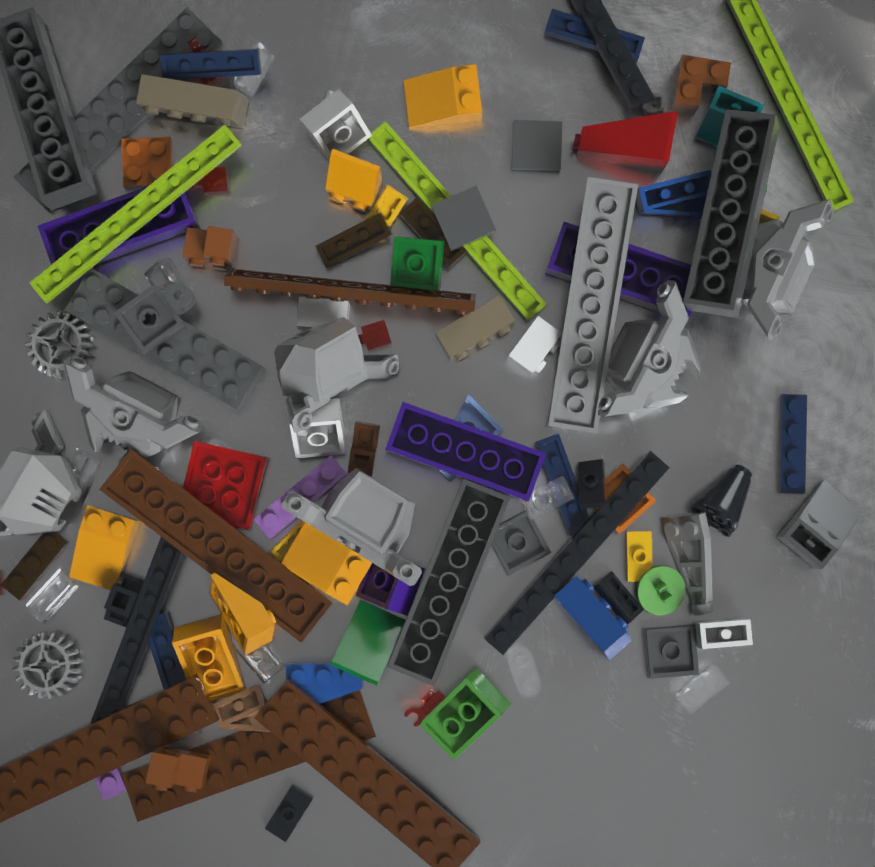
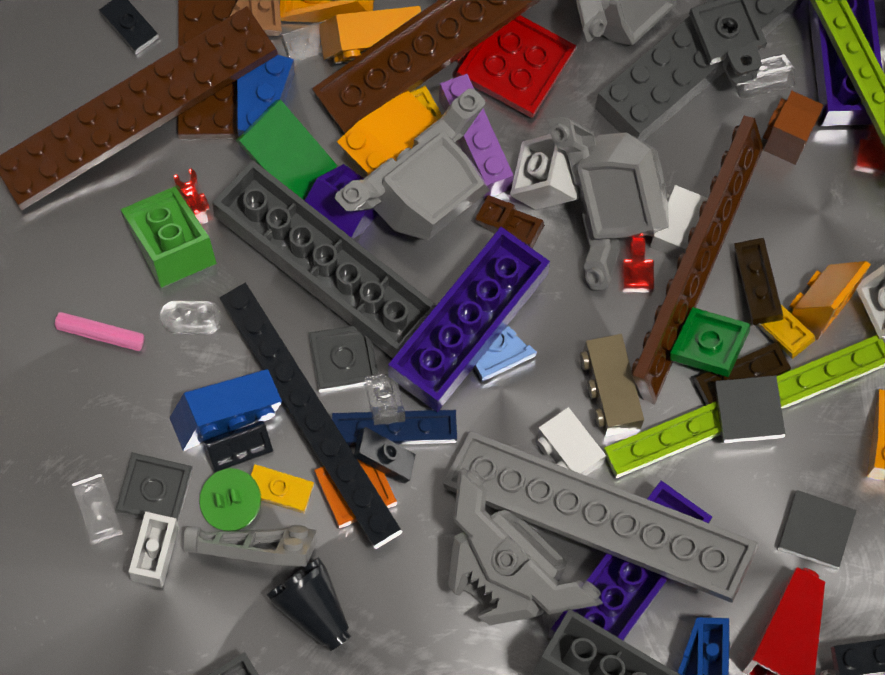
camera: 100 degrees right, 15 degrees down
(560, 739) = (99, 331): none -> bright pink axle

